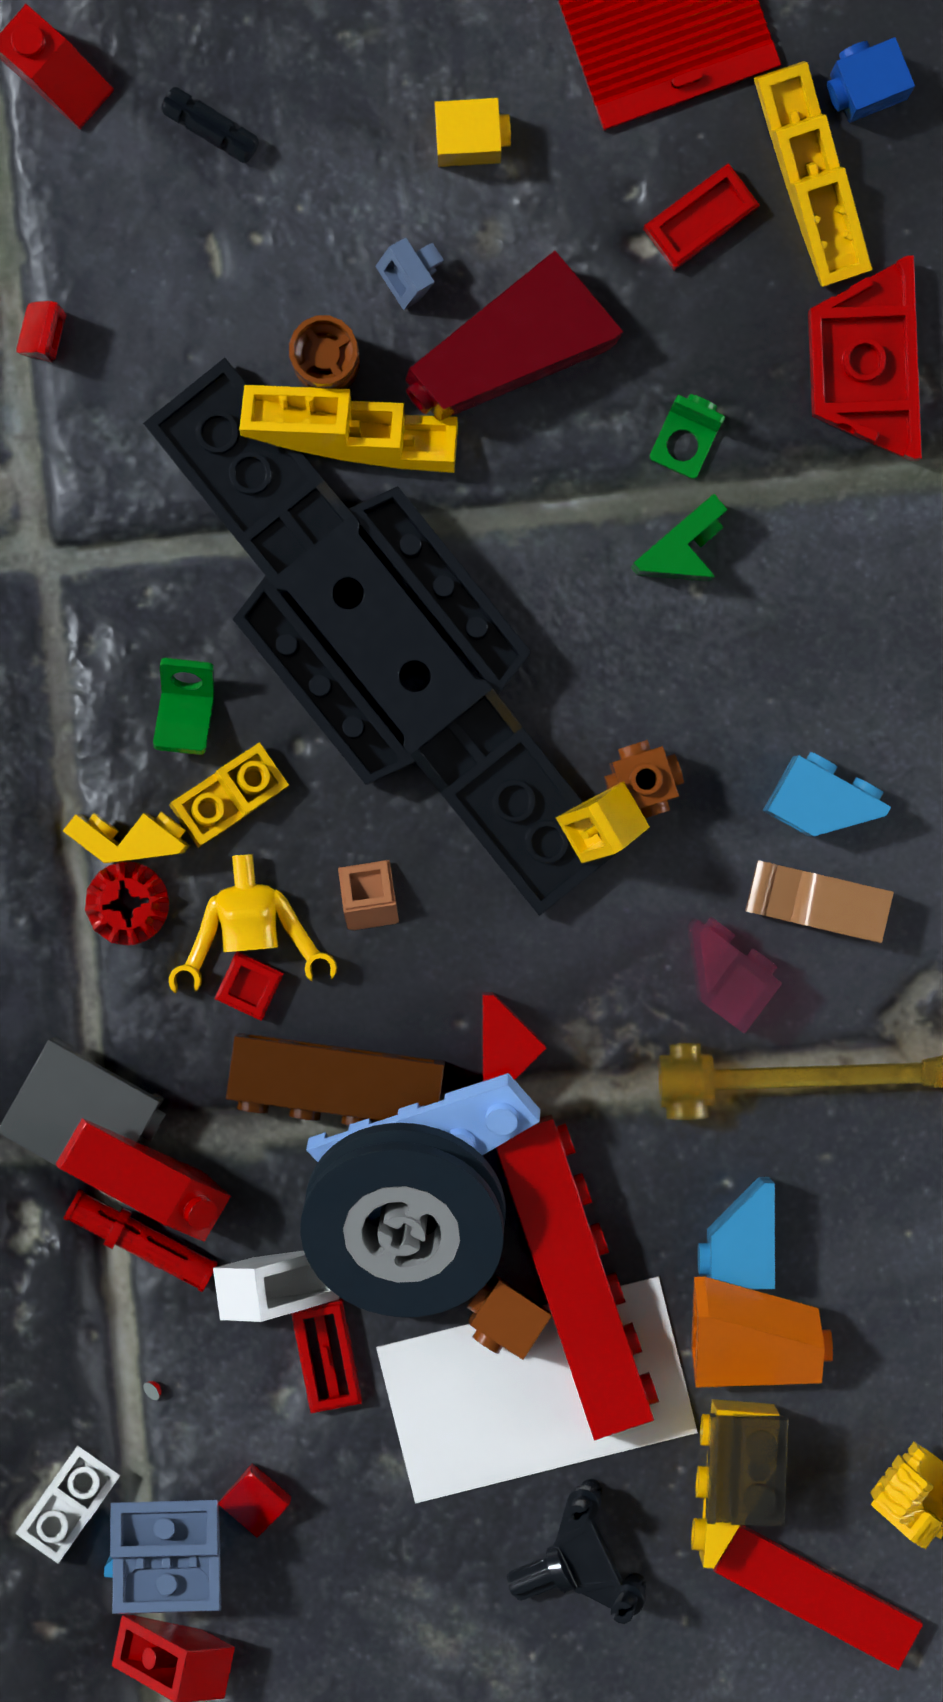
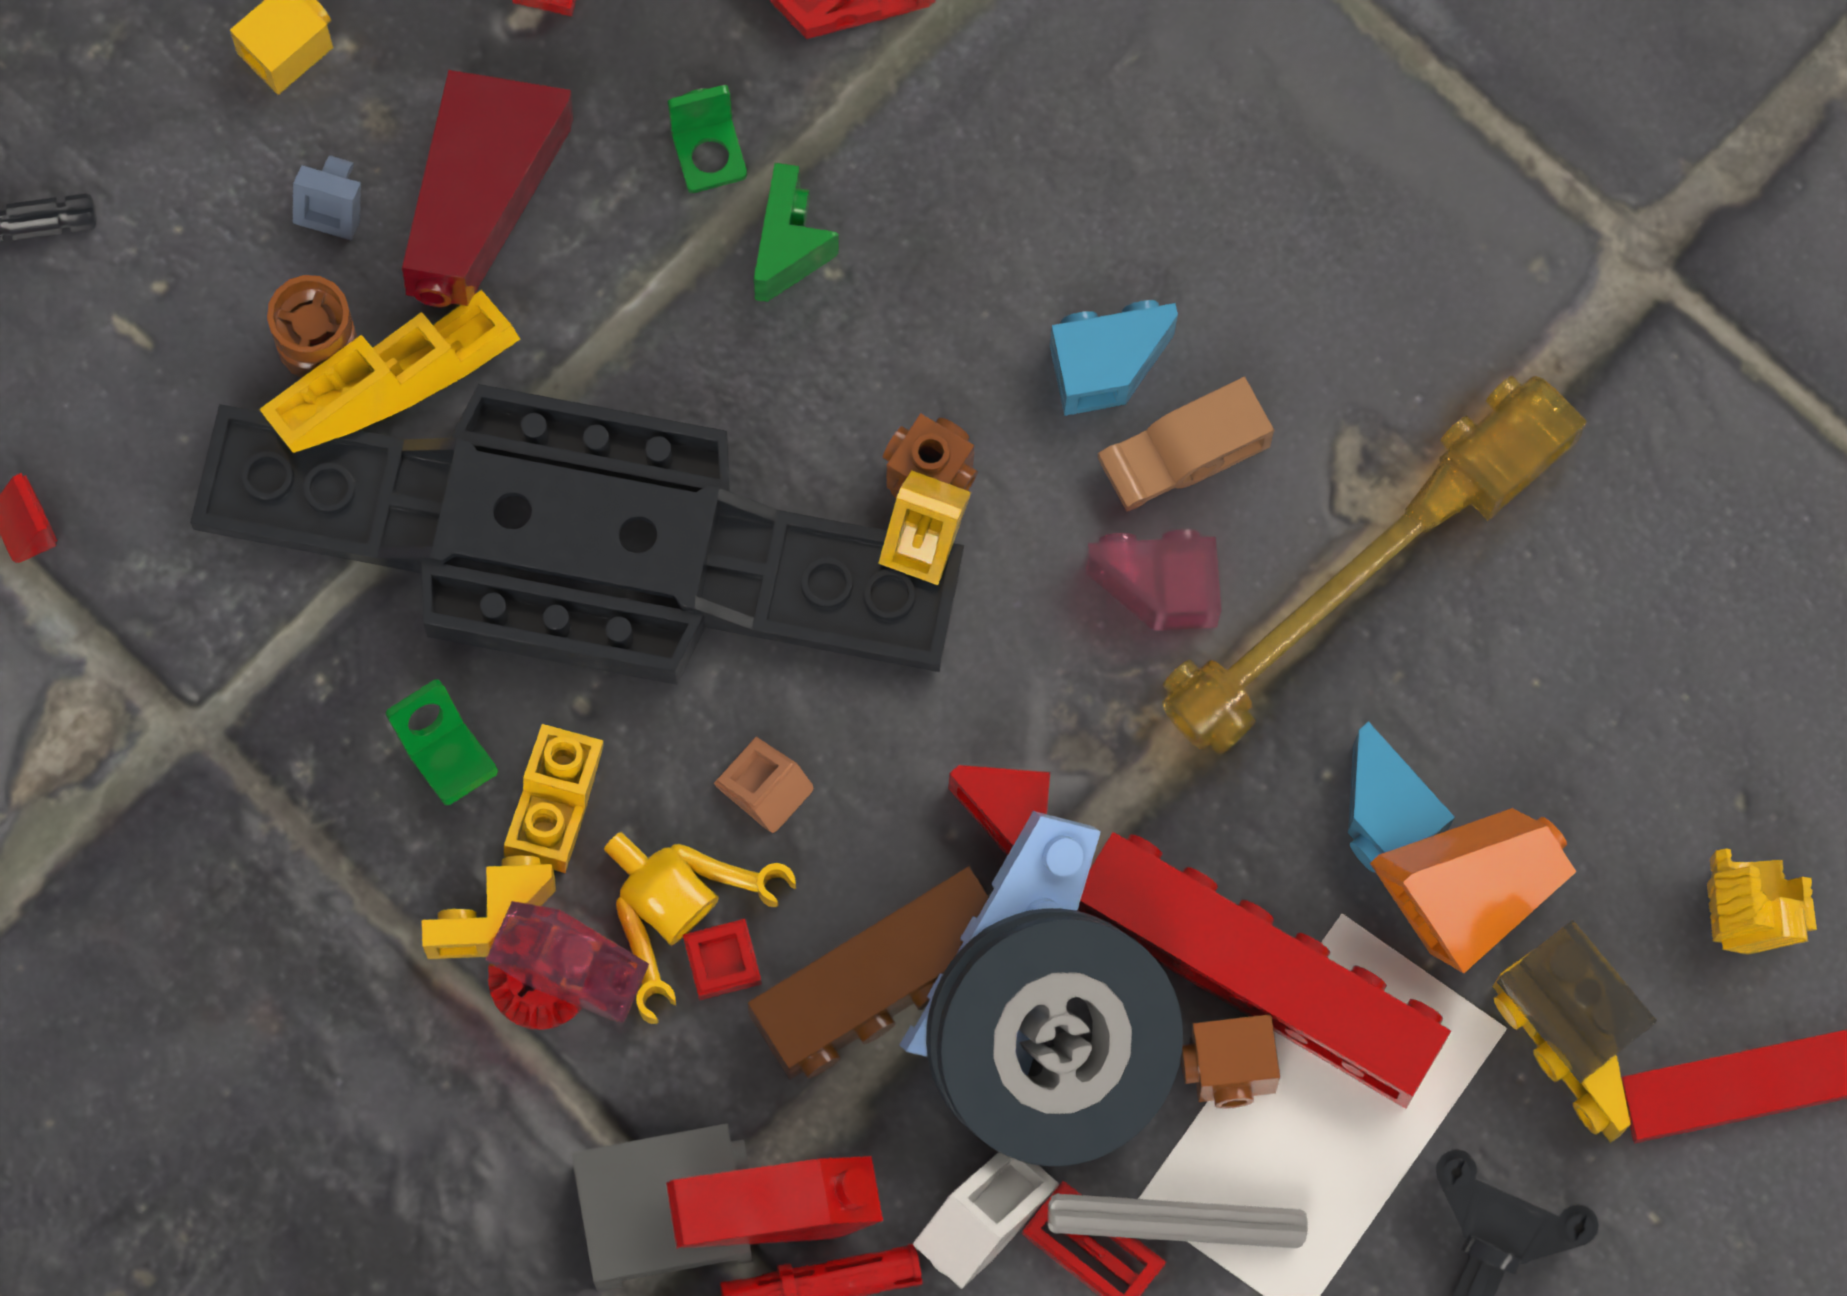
camera: 45 degrees left, 15 degrees down
(143, 916) = (567, 960): none -> clear pink slope
(388, 1387) = (1177, 1221): none -> light grey axle

